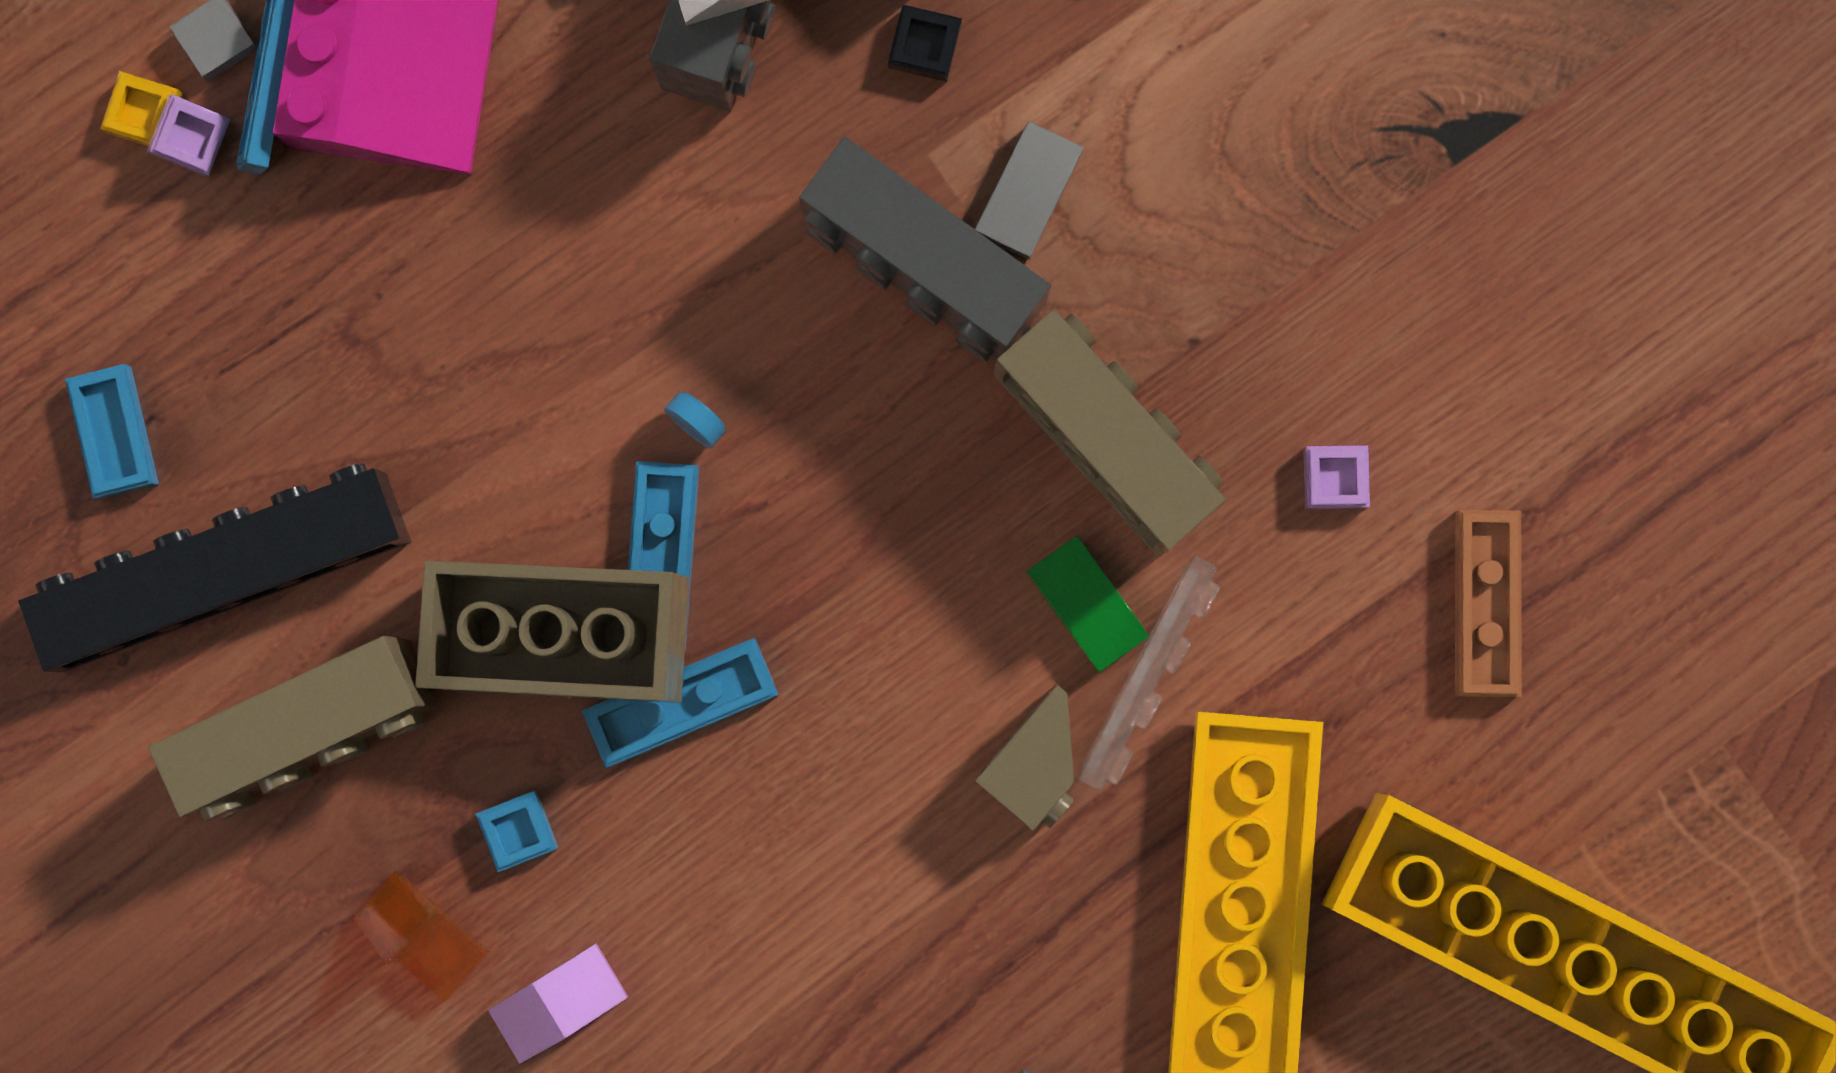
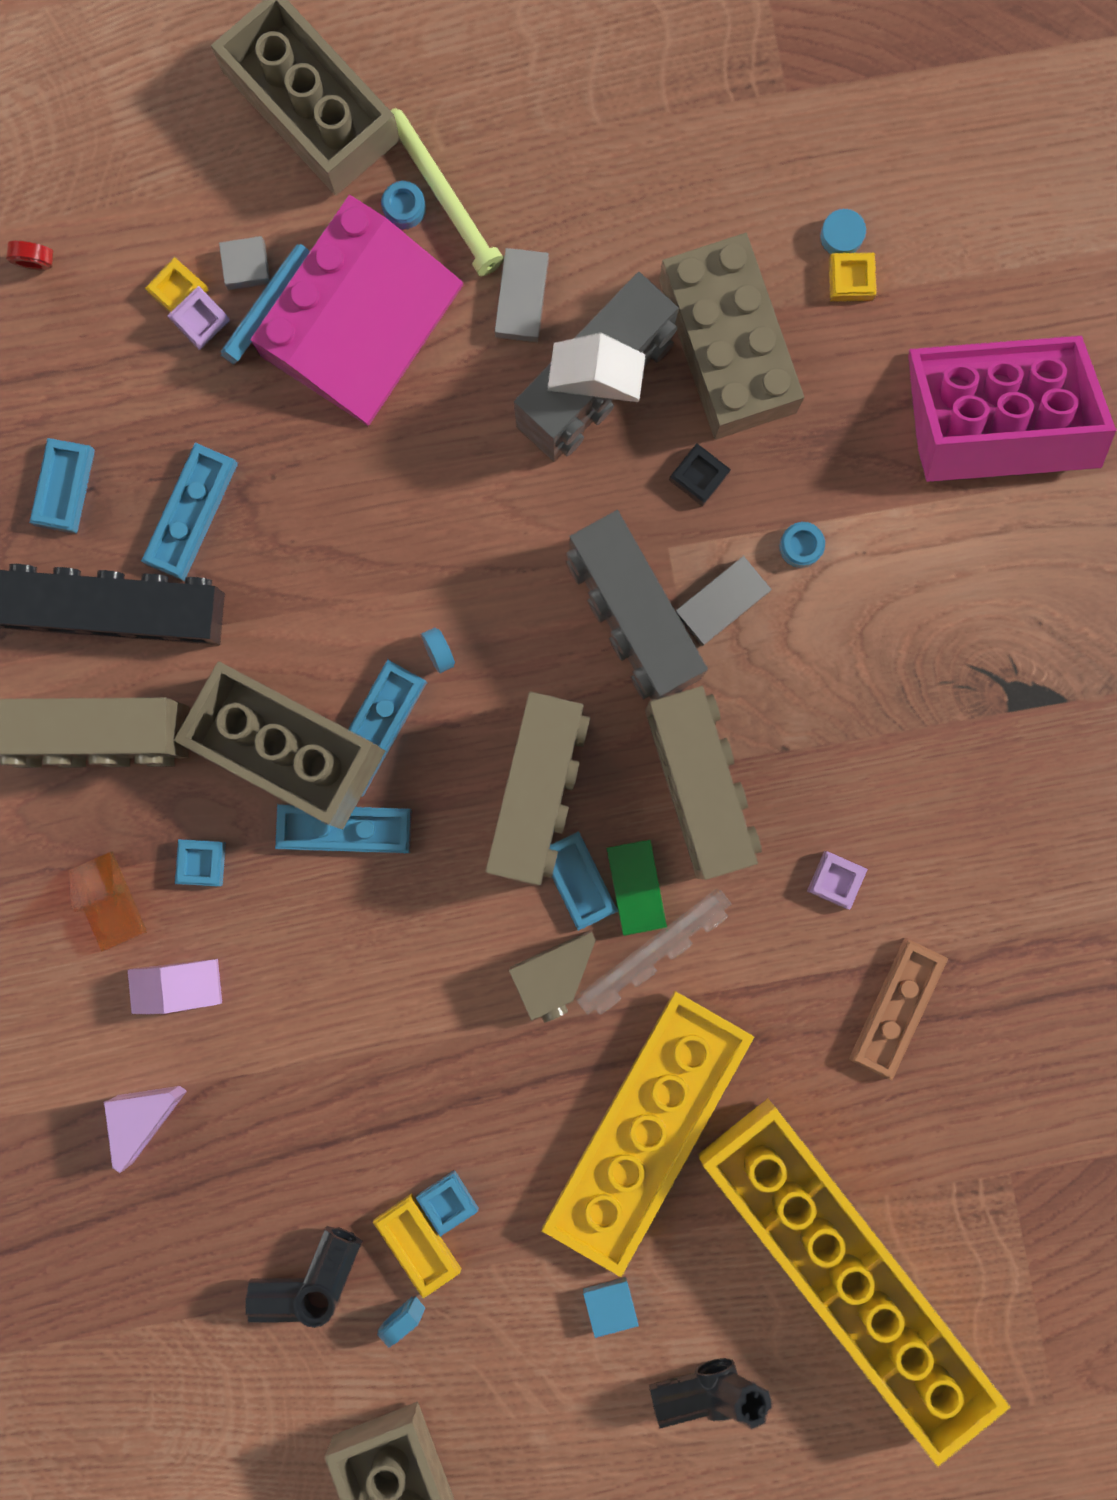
camera: 25 degrees right, 0 degrees up
(292, 389) = (189, 511): none -> dark azure tile
(904, 536) = (536, 787): none -> dark tan brick
(1010, 630) = (580, 882): none -> dark azure tile
(1096, 73) = (802, 544): none -> dark azure tile

